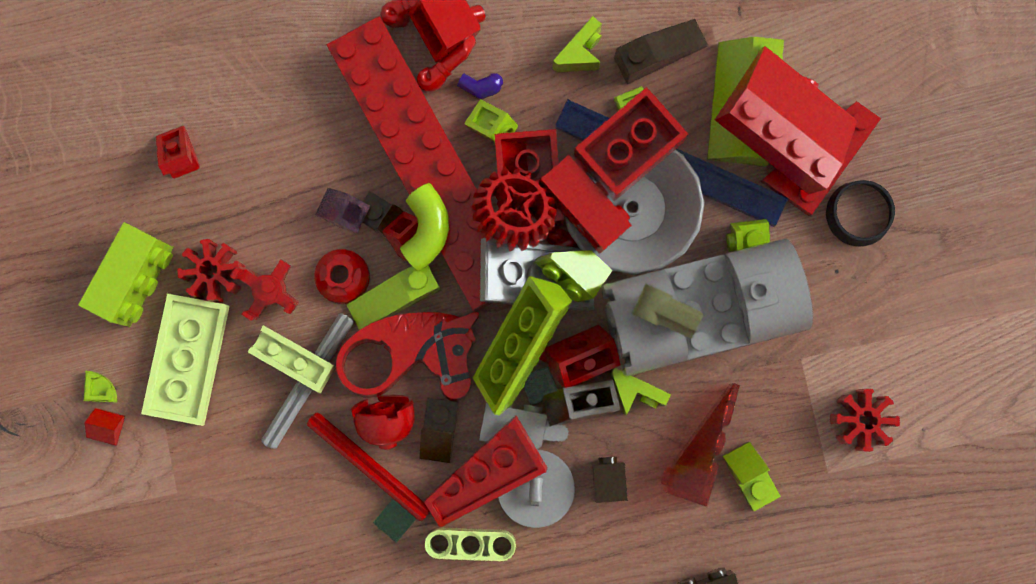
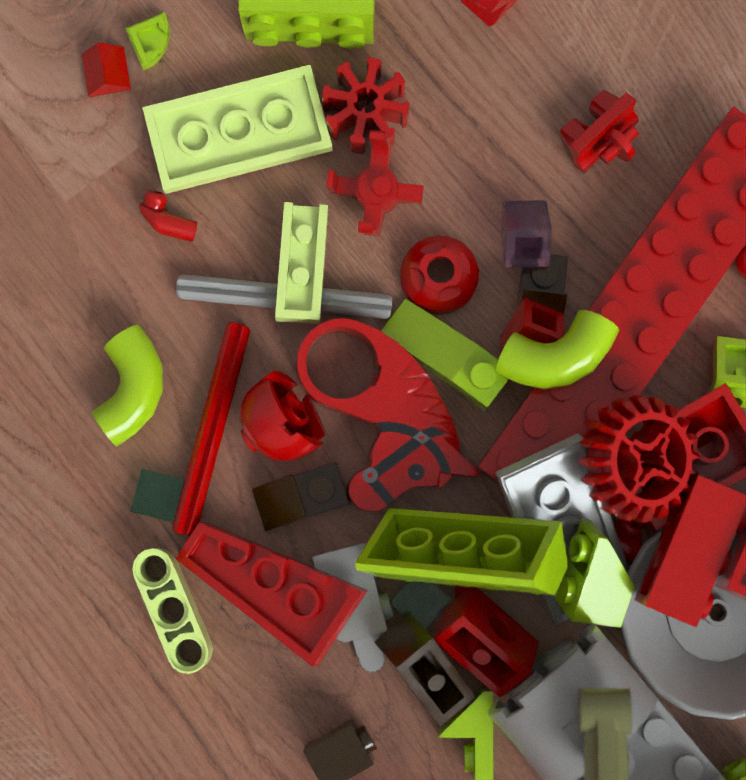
camera: 60 degrees right, 0 degrees up
(222, 435) = (162, 221): none -> red arm
(305, 128) = (607, 136): none -> red hips
(319, 499) = (138, 388): none -> lime cylinder
(542, 498) = (275, 677): light grey shield -> none

